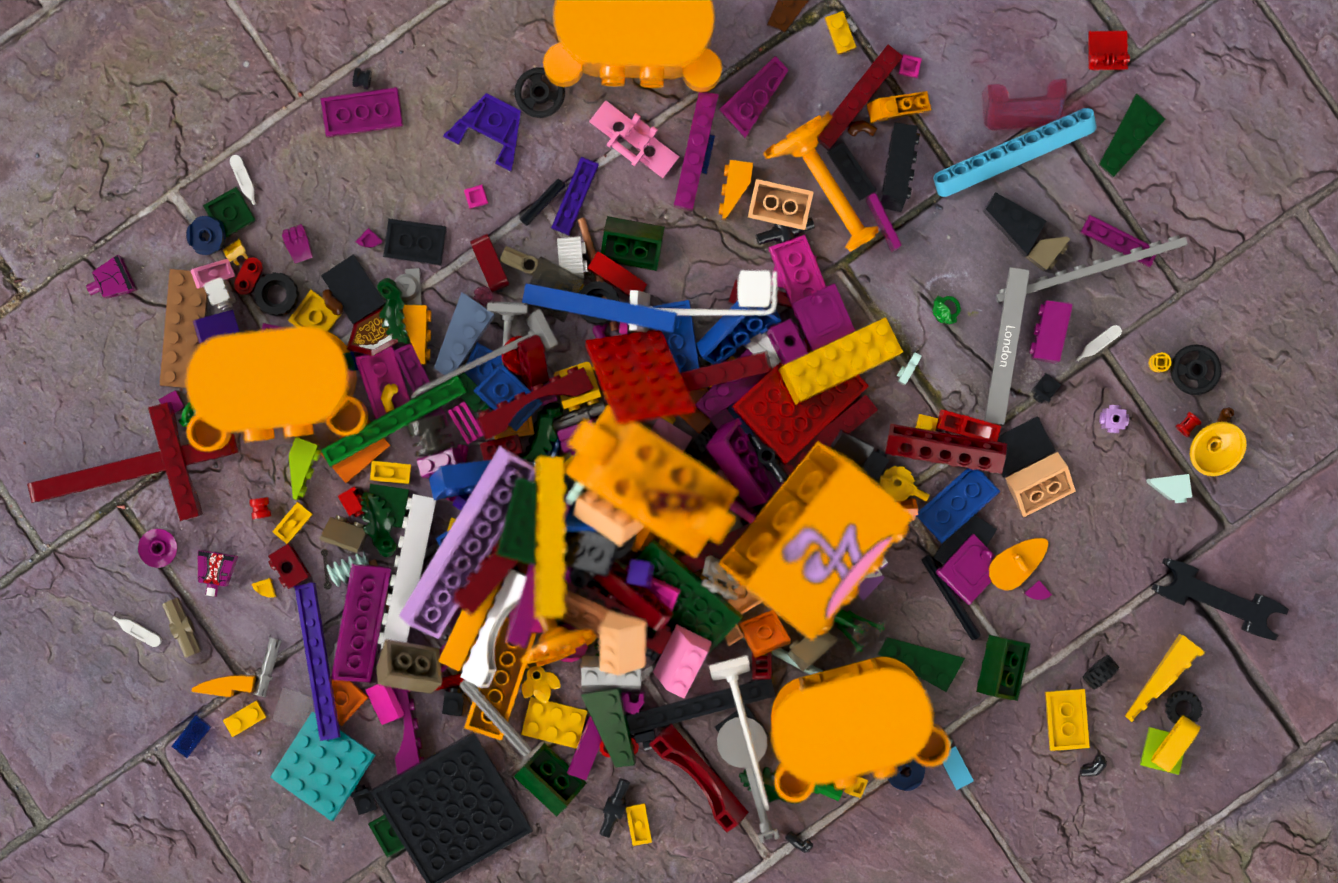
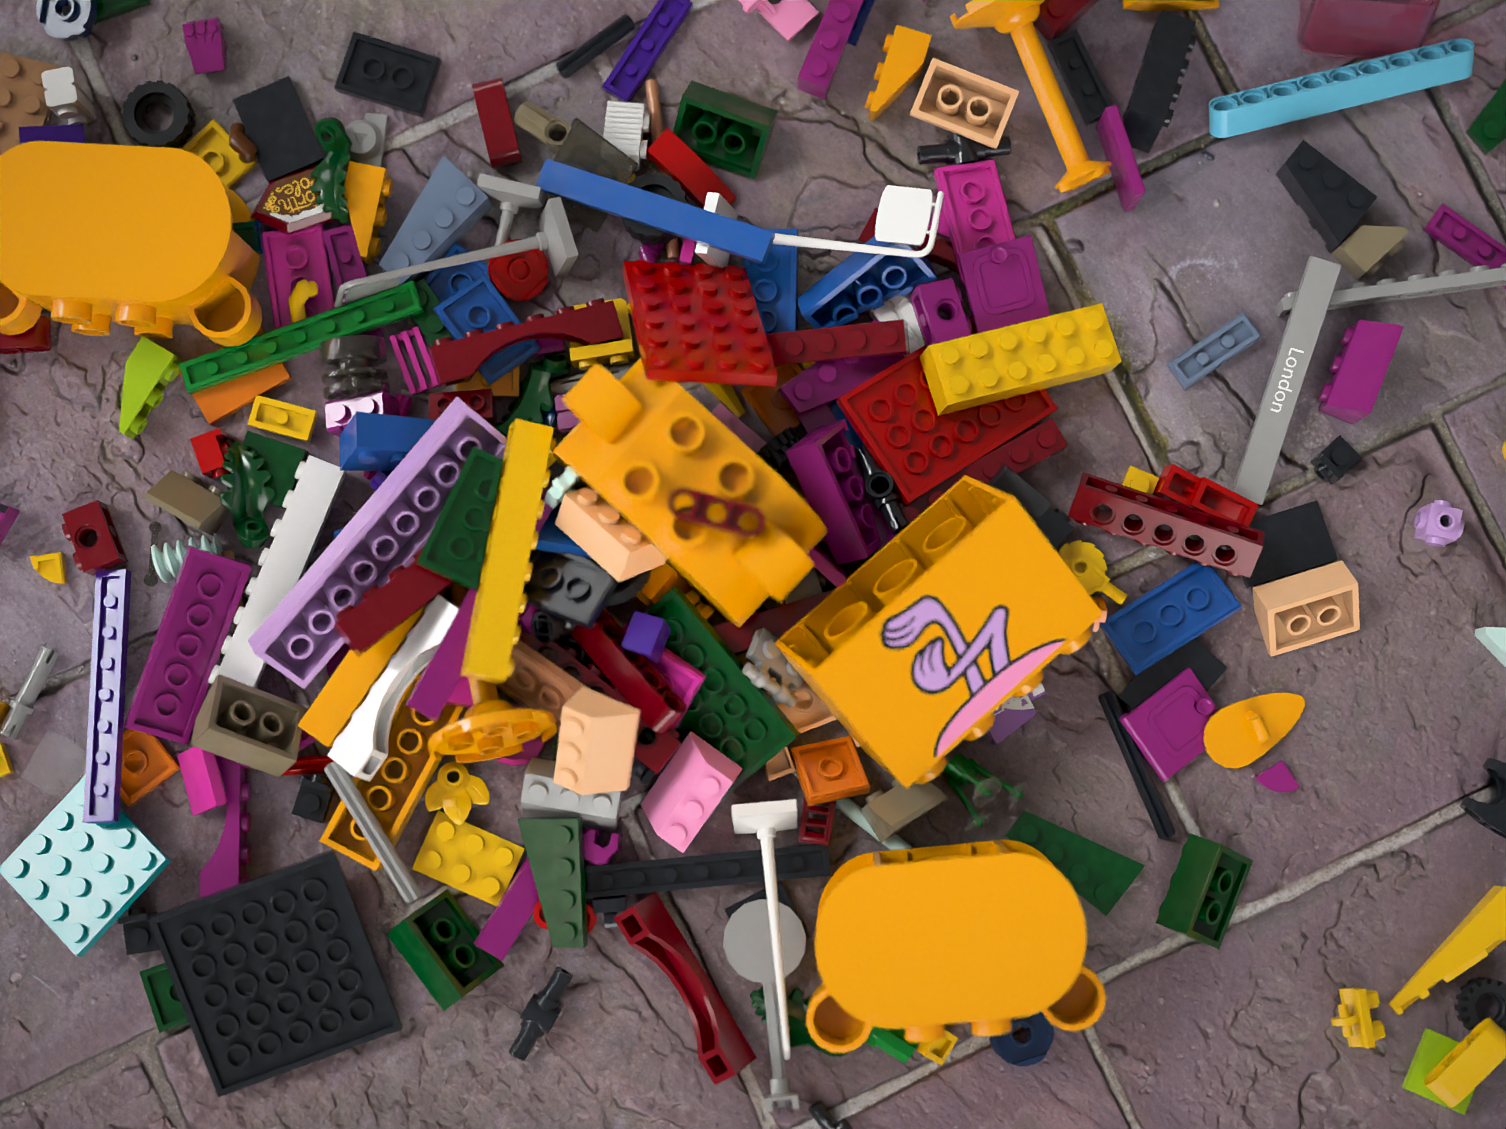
camera: 10 degrees right, 5 degrees down
(212, 271) = (81, 61): bright pink plate -> none
(235, 250) = (106, 41): yellow tile -> none
(250, 277) = (121, 83): red plate -> none
(260, 508) = (67, 439): red wheel -> none
(292, 523) = (113, 471): yellow plate -> none
(369, 239) = (318, 59): magenta tile -> none
(476, 196) = (494, 22): dark pink tile -> none
(483, 290) = (474, 164): clear pink plate -> none
(532, 361) = (535, 277): dark red beam -> none
(638, 824) = (575, 1047): yellow plate -> none
(860, 126) = (1107, 12): reddish brown arm -> none
(905, 372) = (1118, 397): light aqua plate -> none
(943, 312) = (1191, 312): green piece -> none
(957, 769) = (1105, 1046): medium azure tile -> none
(960, 332) = (1213, 351): none -> sand blue tile
(1067, 719) = (1295, 993): yellow plate -> none
(1094, 770) = (1329, 1083): black arm -> none
(1100, 341) = (1433, 402): white piece -> none
(1101, 672) = (1362, 924): black tyre -> none
(1104, 727) = (1356, 1017): none -> yellow hips

